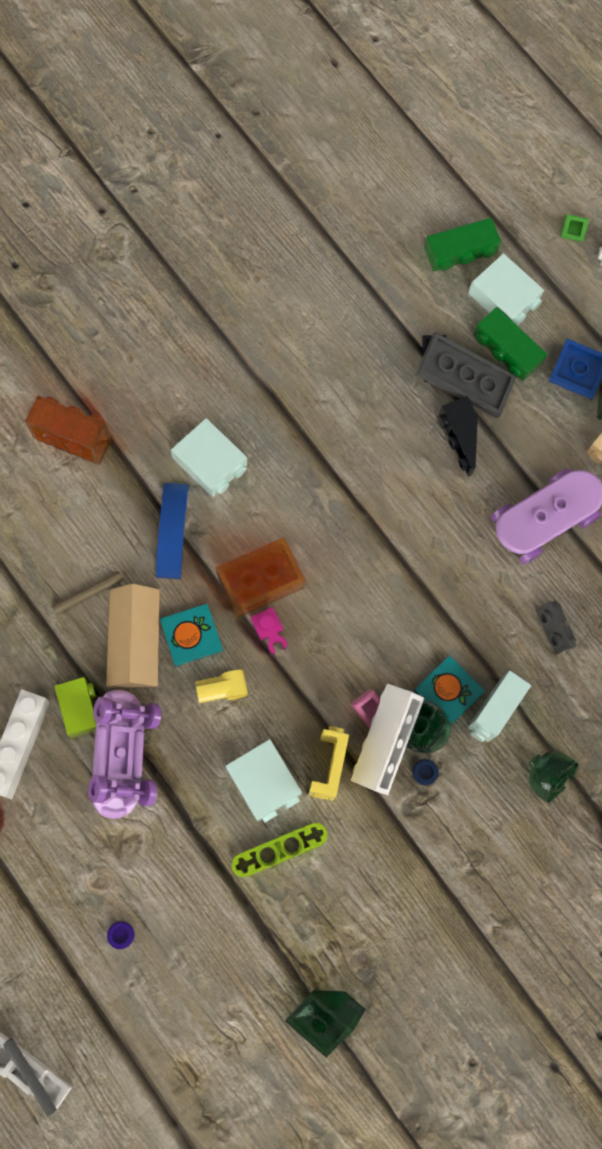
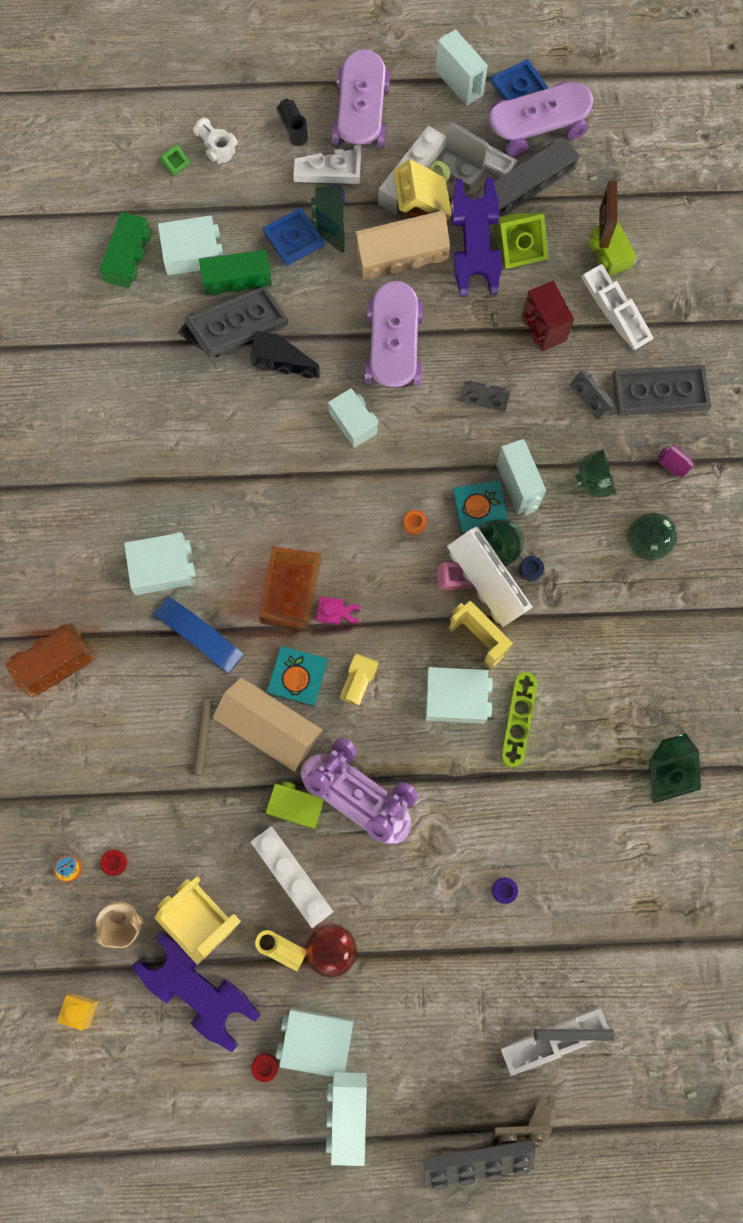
camera: 50 degrees left, 0 degrees up
(395, 643) = (414, 522): none -> orange tile
(451, 527) = (352, 417): none -> light aqua brick
(531, 862) = (652, 536): none -> clear green cylinder

